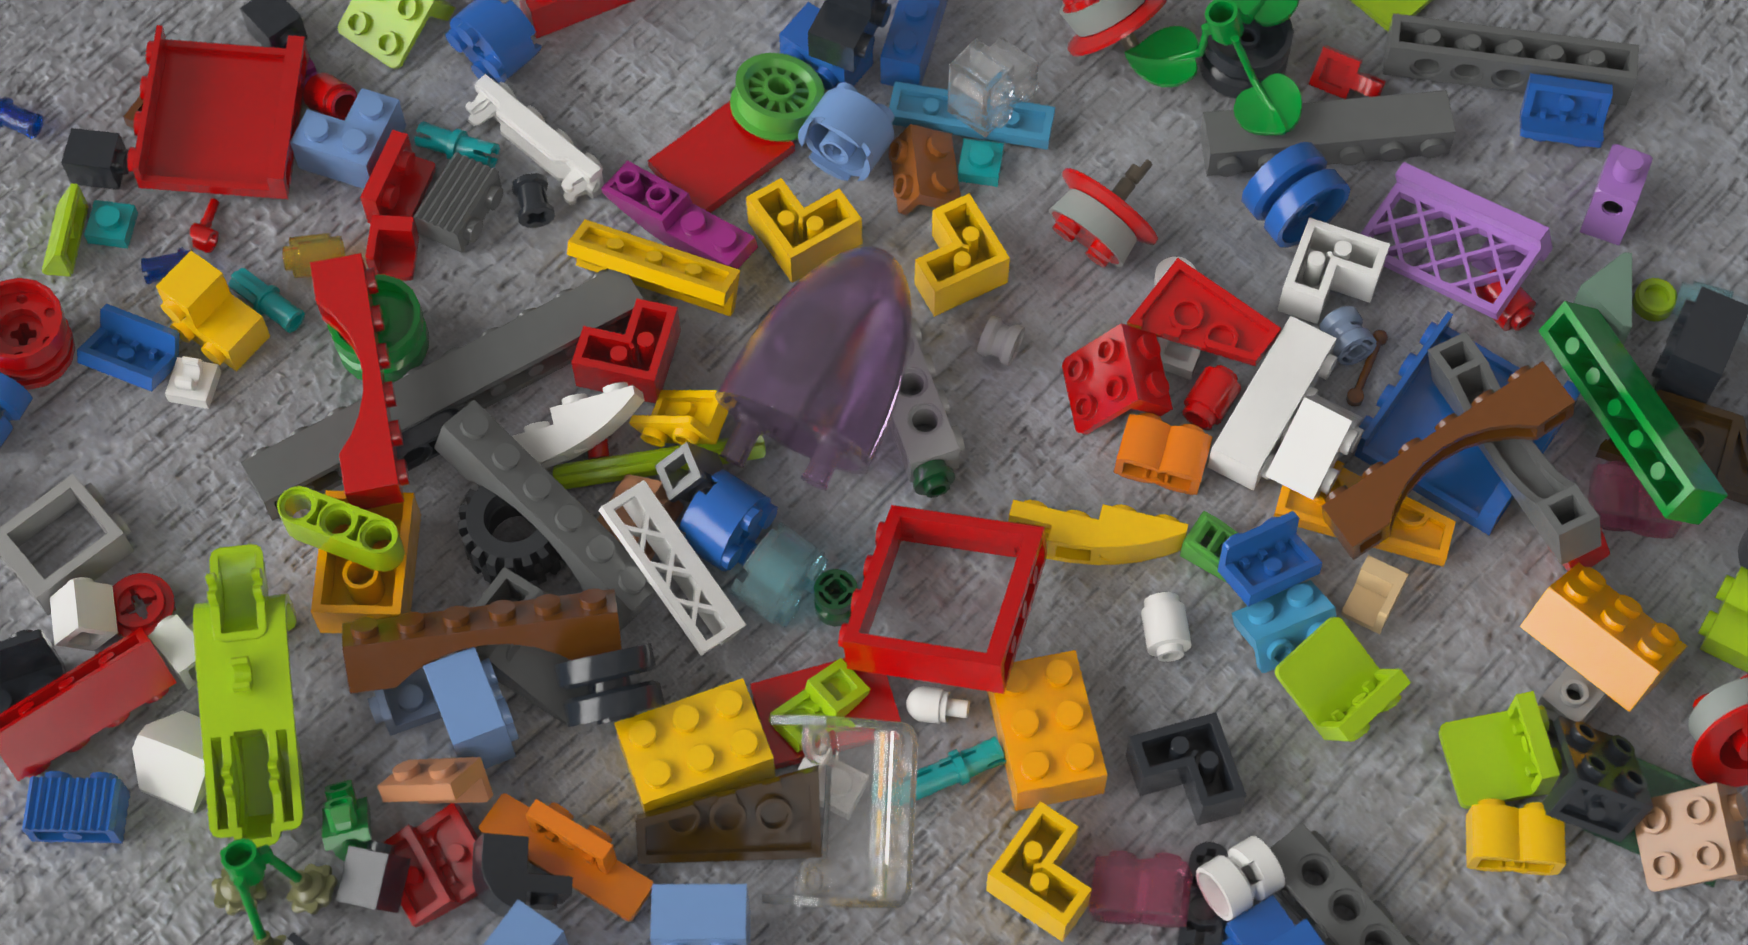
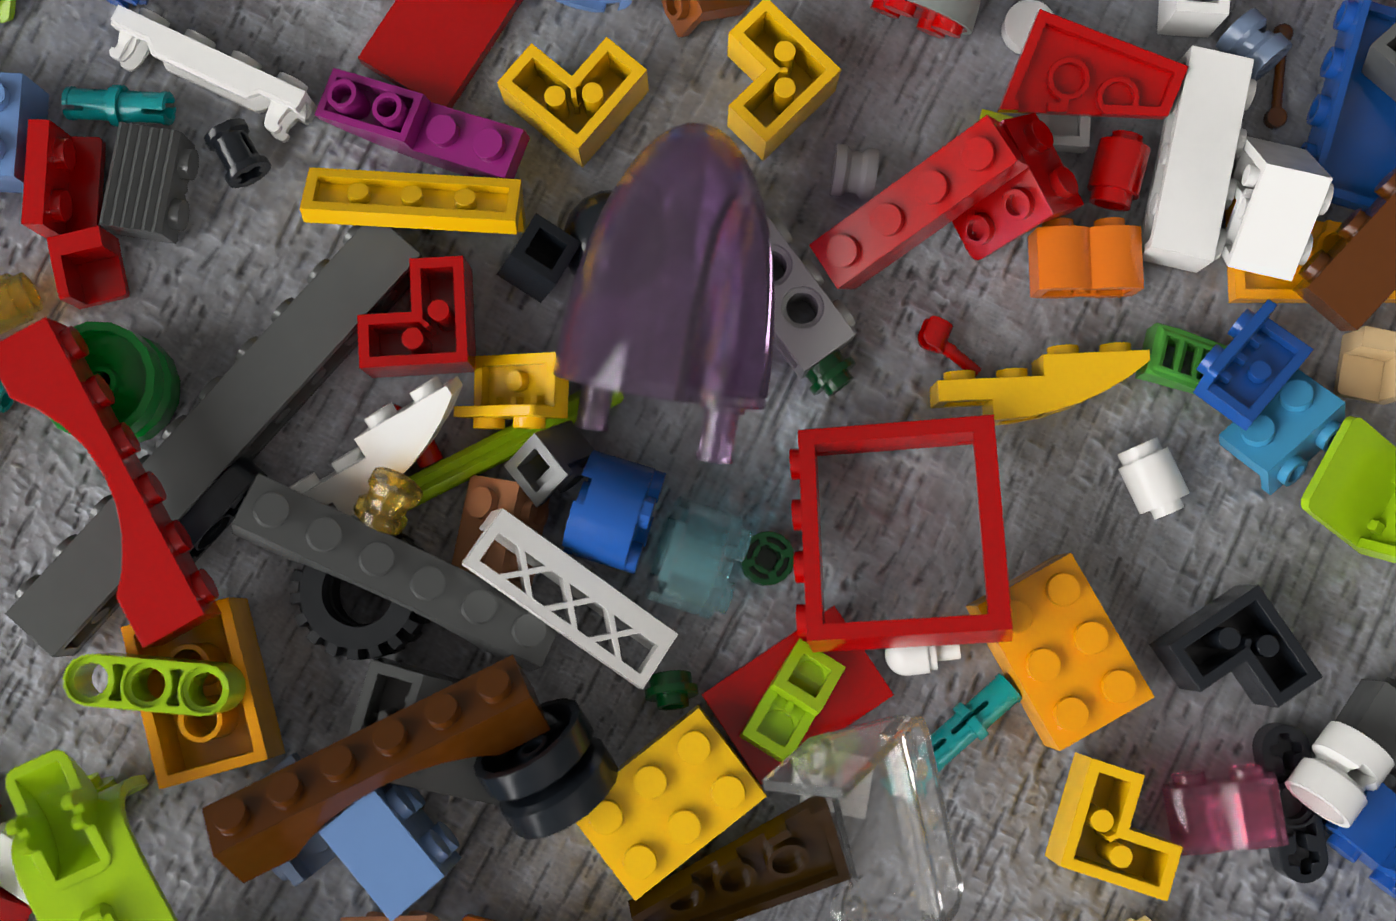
camera: 20 degrees left, 20 degrees up
(559, 455) = (387, 501): none -> clear yellow wheel
(726, 668) = (671, 689): none -> dark green plate
(730, 329) = (539, 258): none -> black brick
(1026, 478) = (934, 338): none -> red hand
(1036, 367) = (919, 204): none -> red brick

